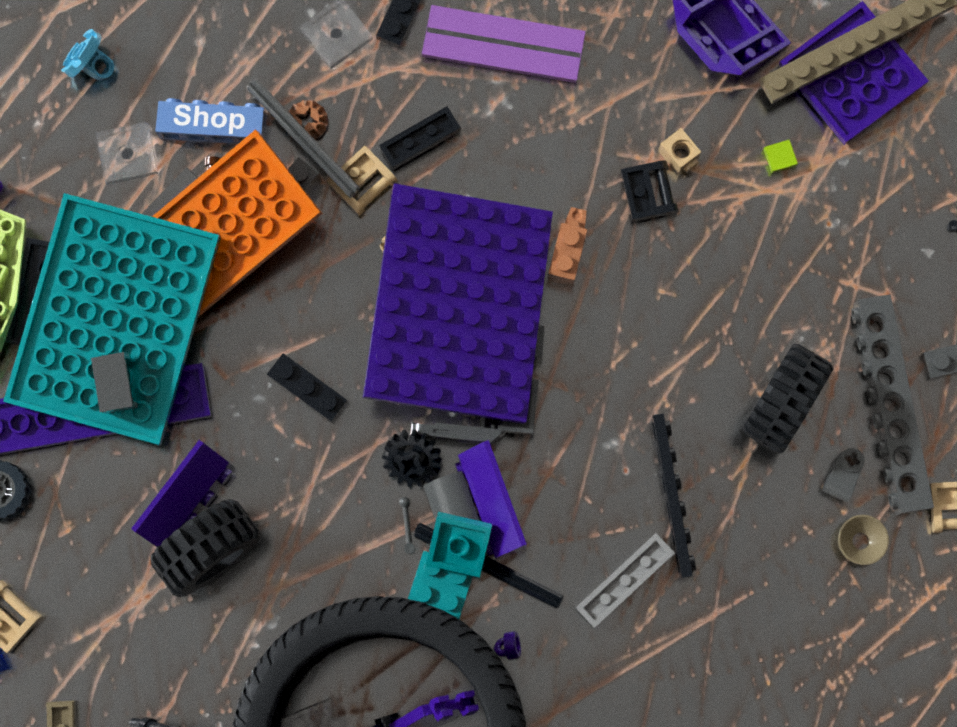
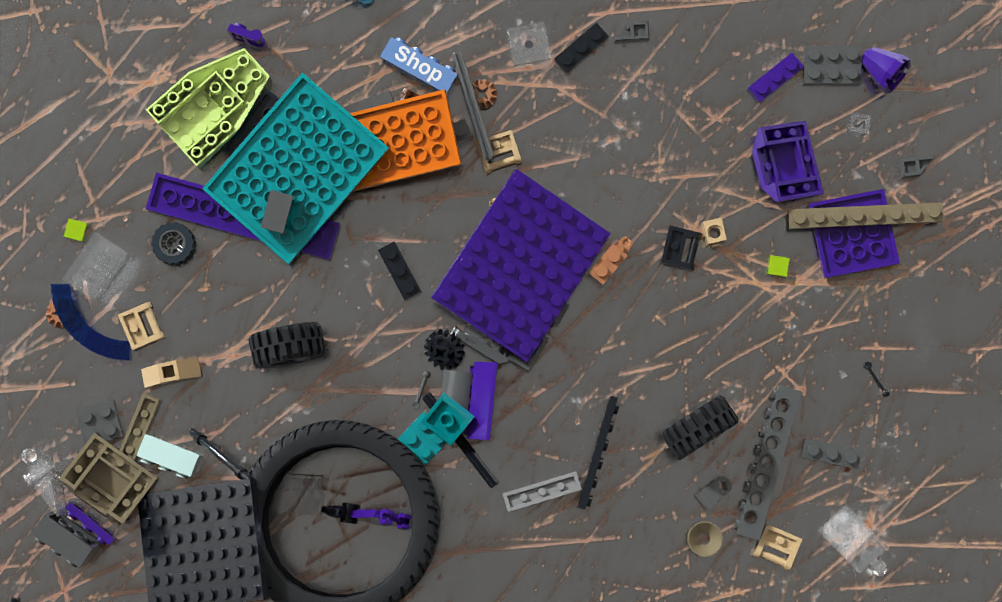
camera: 20 degrees right, 5 degrees up
(71, 657) = (171, 372): none -> tan slope
(126, 153) = (355, 60): clear tile -> none
(184, 494) = (288, 304): dark purple slope -> none
(420, 137) = (549, 141): black plate -> none
(503, 44) = (634, 104): medium lavender tile -> none
(512, 645) = (450, 498): dark purple tile -> none

